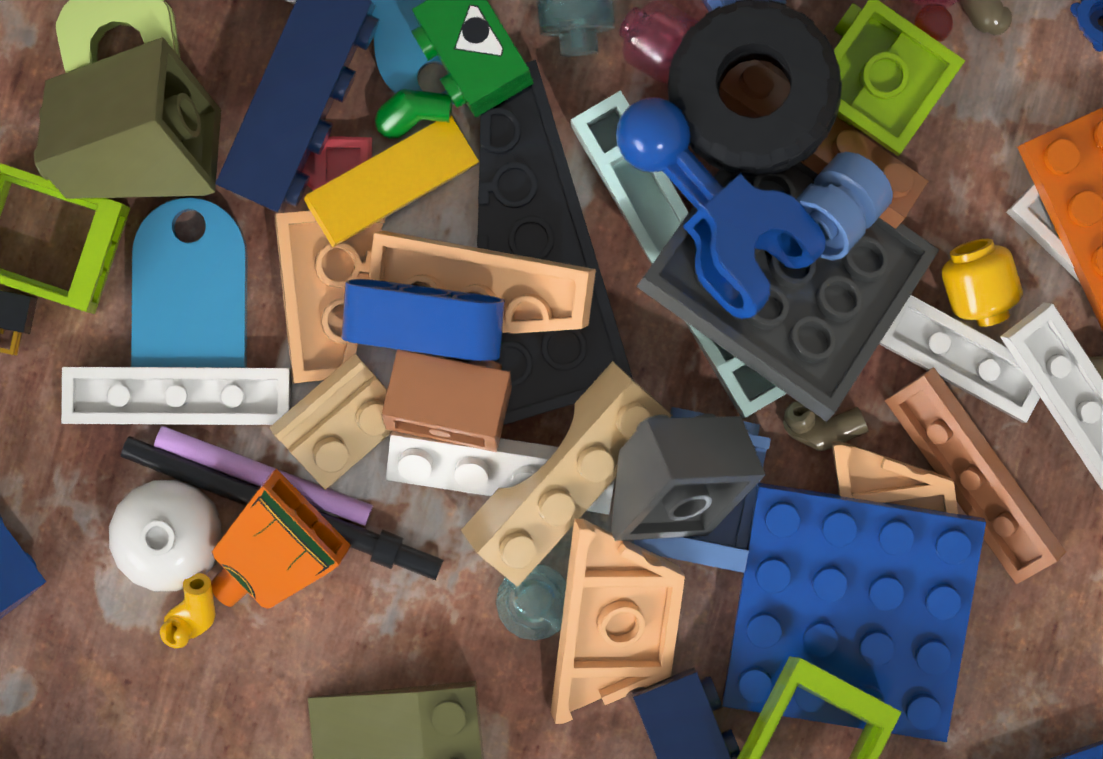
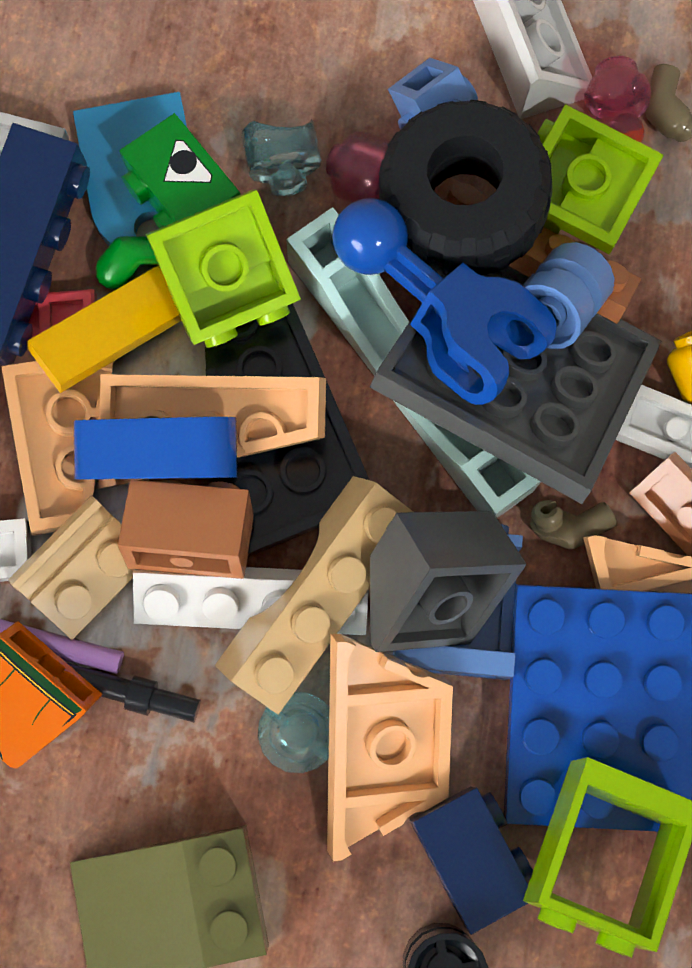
camera: 10 degrees left, 10 degrees down
(507, 147) = (224, 269): none -> lime plate

